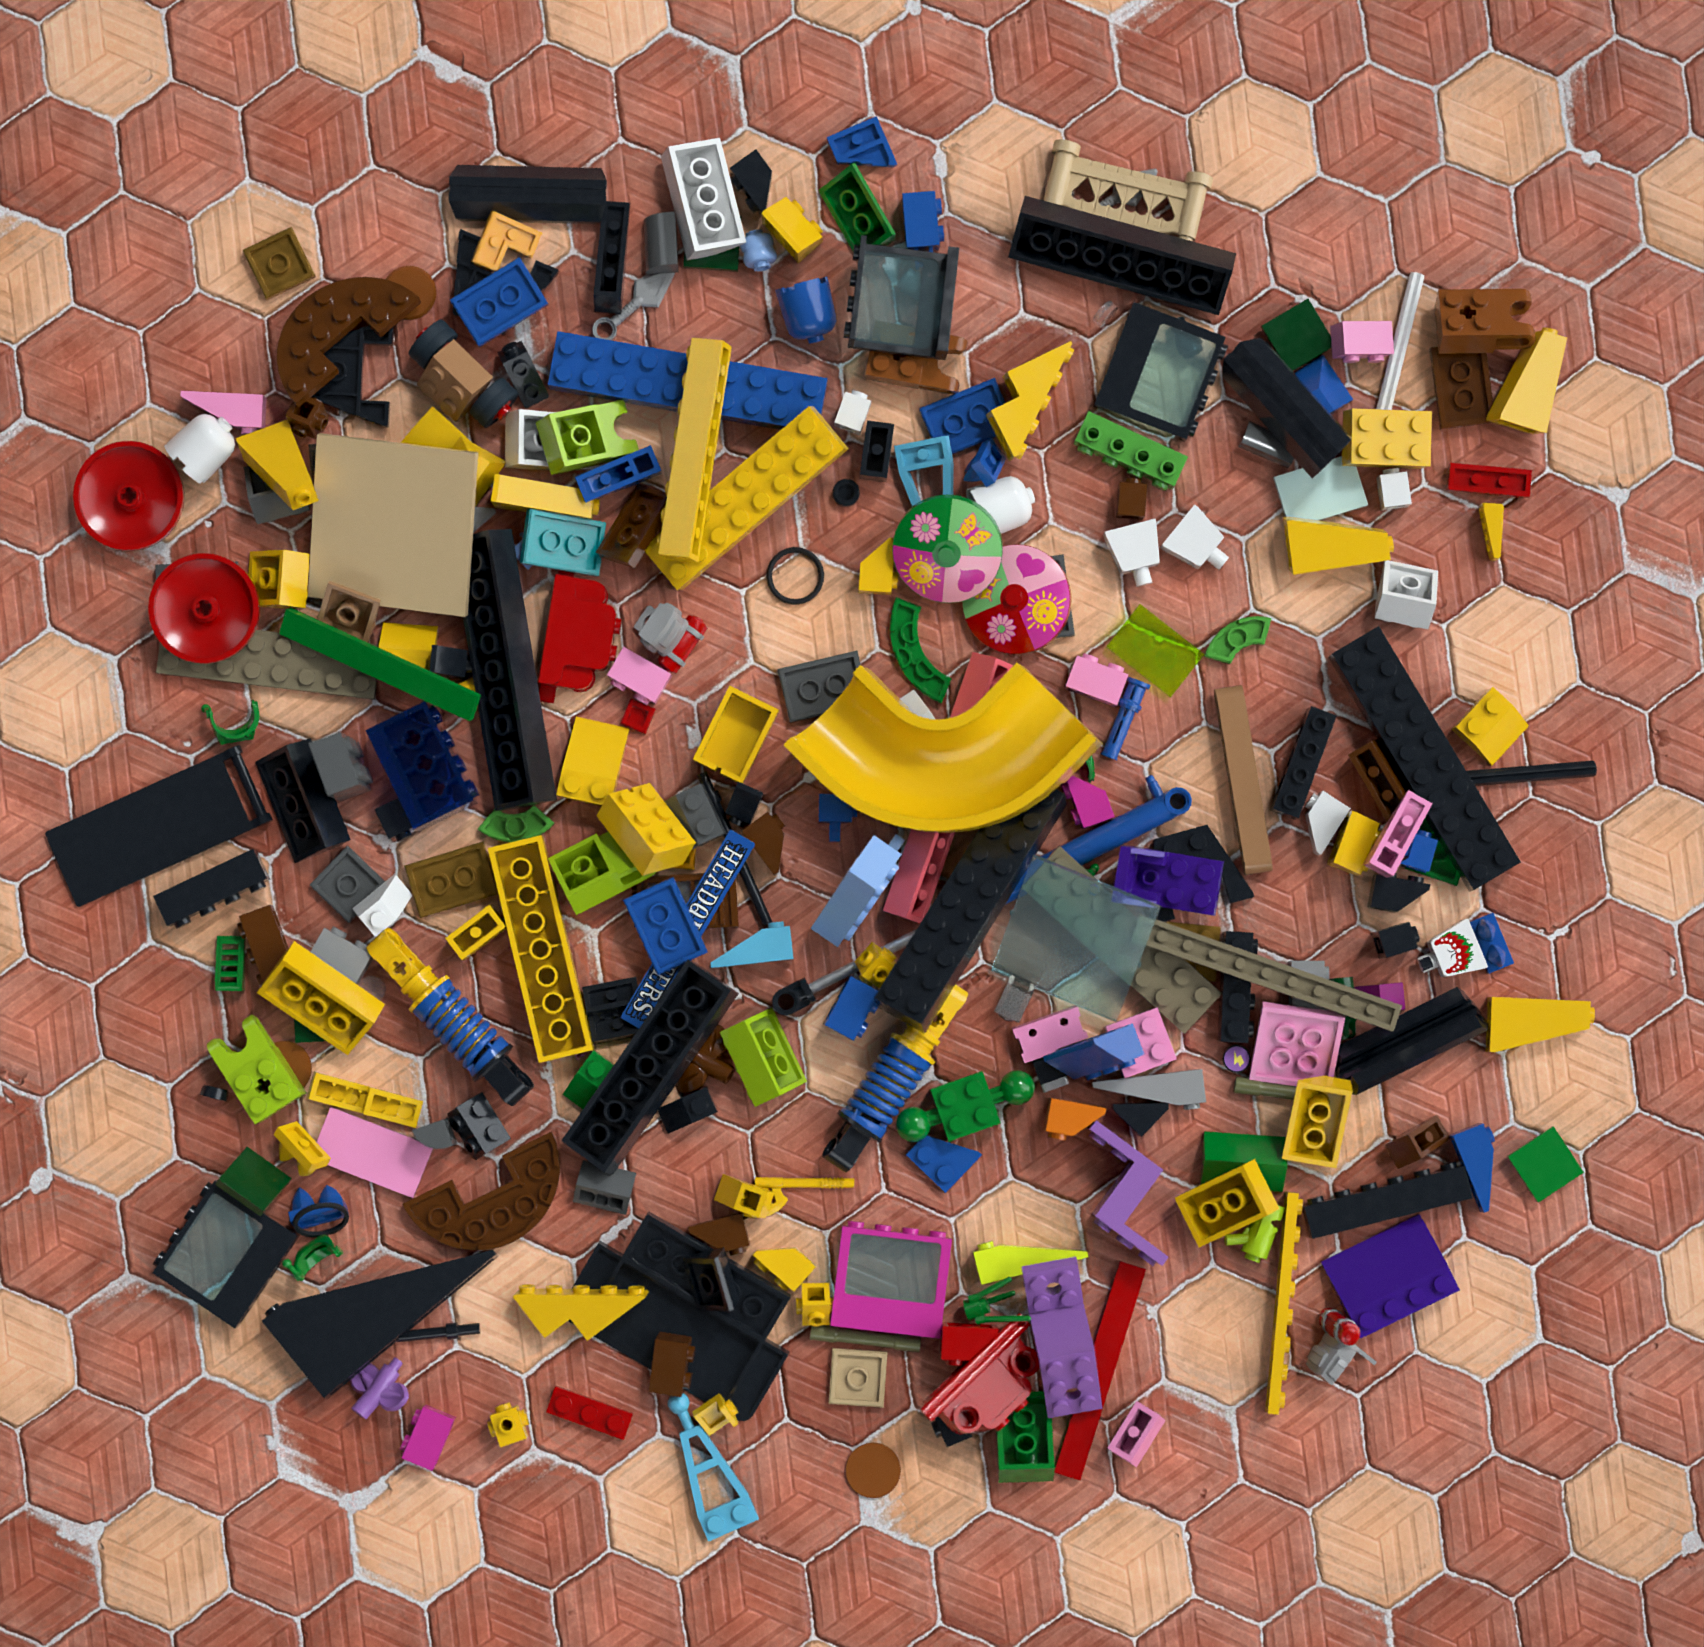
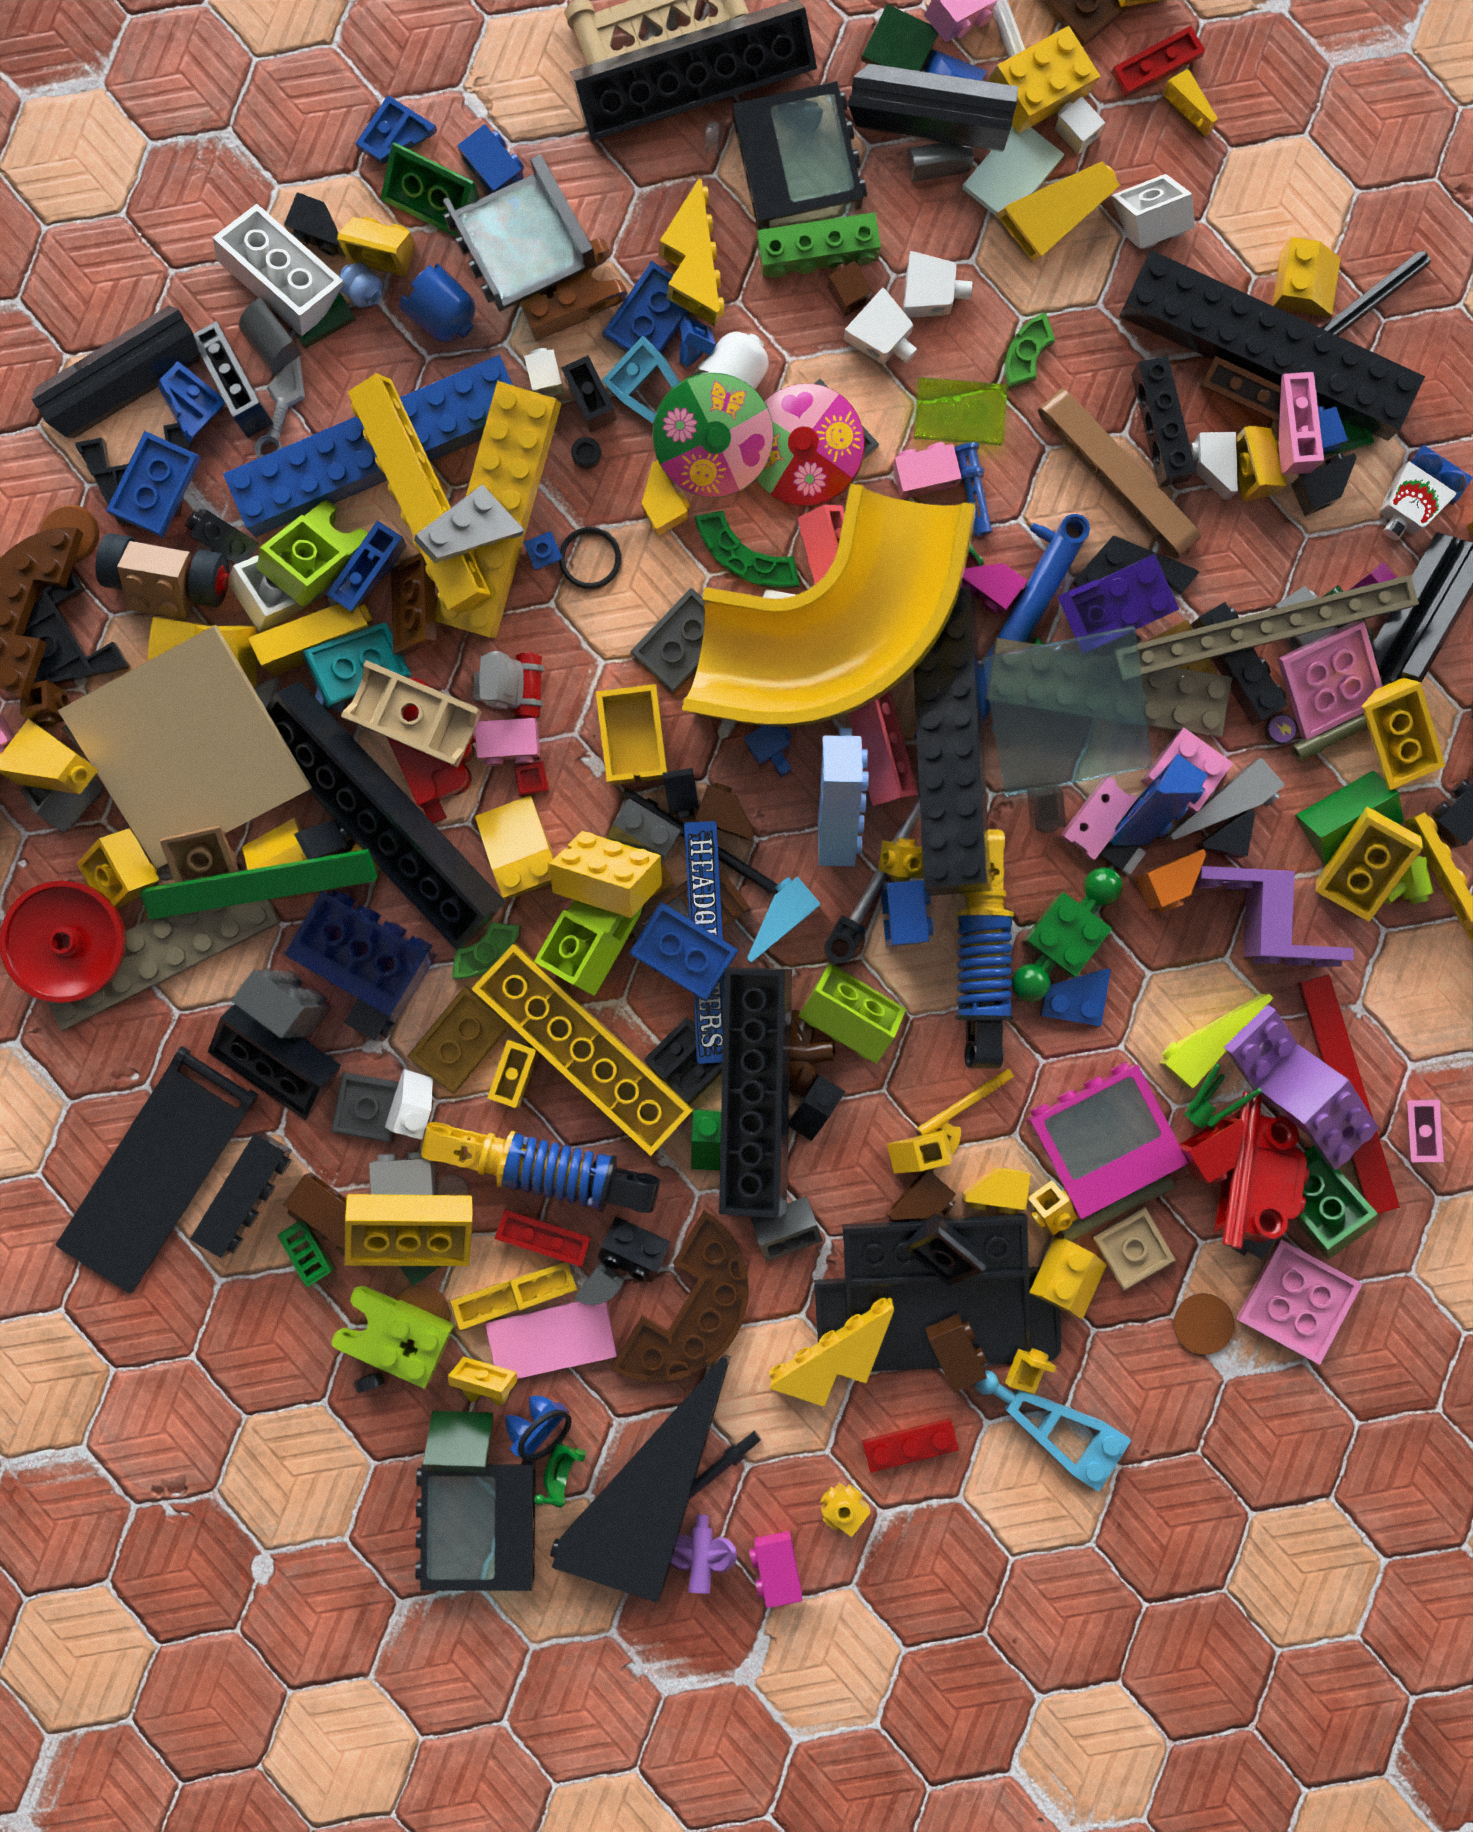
camera: 25 degrees left, 0 degrees up
(243, 733) = (166, 1045): green helmet -> none
(416, 1071) = (543, 1237): none -> red plate
(501, 234) = (115, 424): light orange tile -> none
(569, 254) = (190, 400): none -> blue wing
(597, 635) = (442, 723): none -> tan piece
(714, 502) = (468, 525): none -> light grey wing
(761, 550) = (543, 550): none -> blue bracket
(793, 1365) = (1068, 1277): none -> yellow slope
(955, 1499) = (1299, 1301): none -> bright pink plate
(1395, 940) = (1357, 524): black brick -> none

